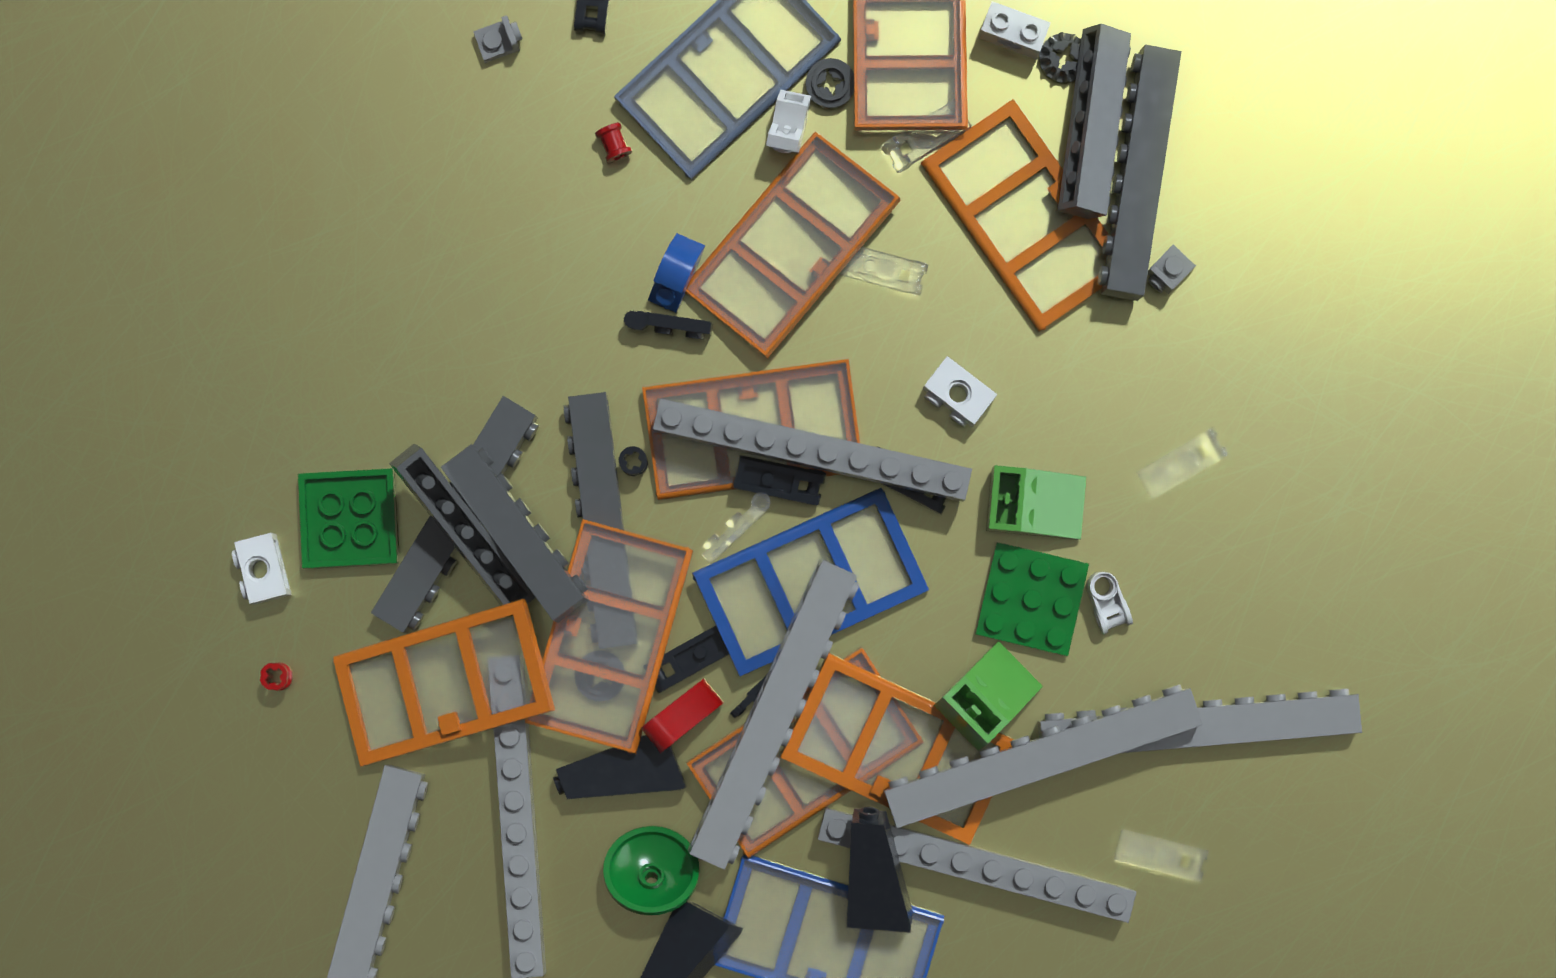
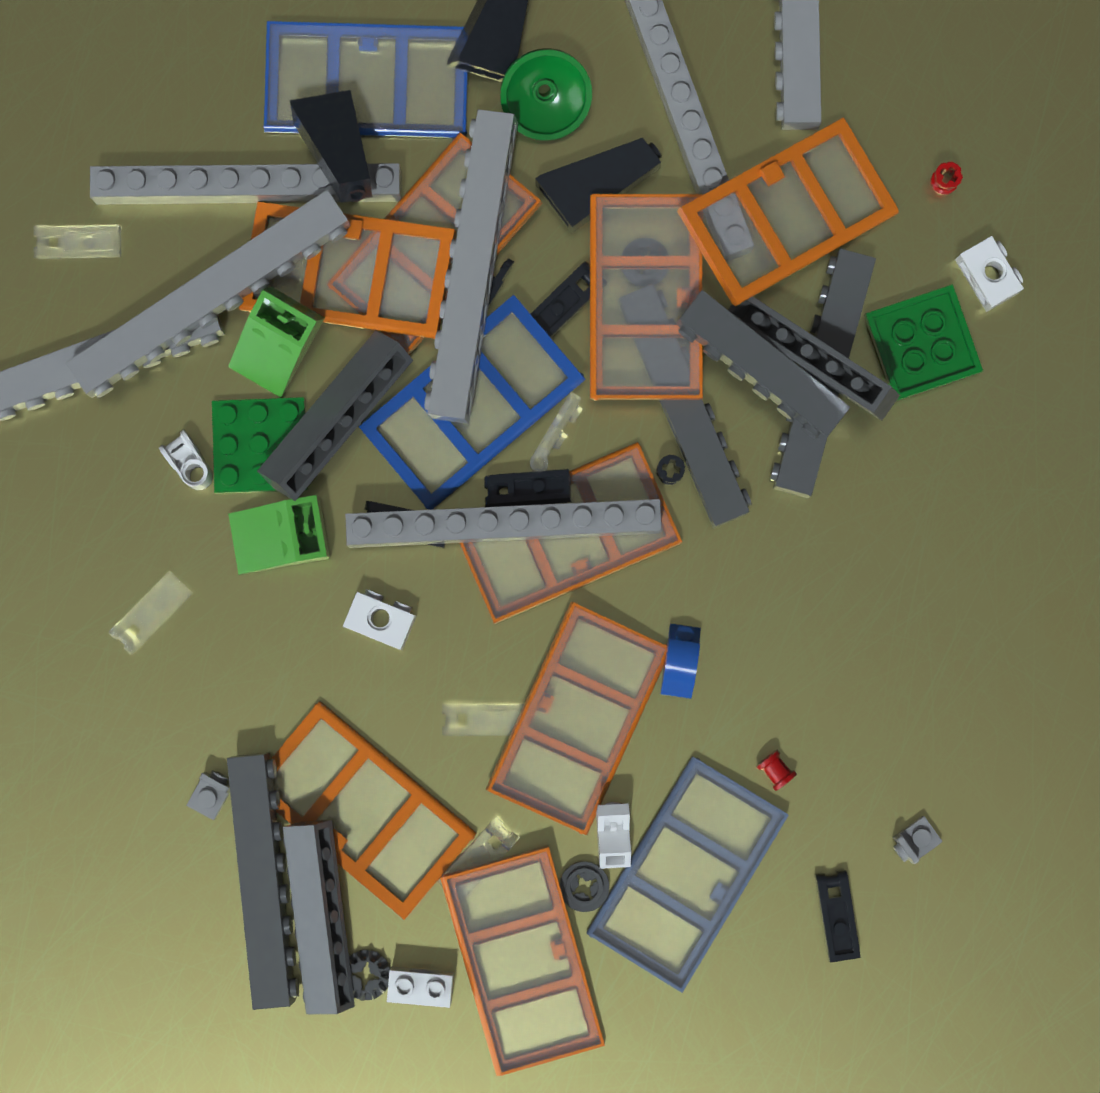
camera: 165 degrees right, 0 degrees up
(665, 324) = (676, 609): black hinge -> none
(682, 715) = (557, 243): red beam -> none
(949, 603) = (335, 415): none -> dark grey brick

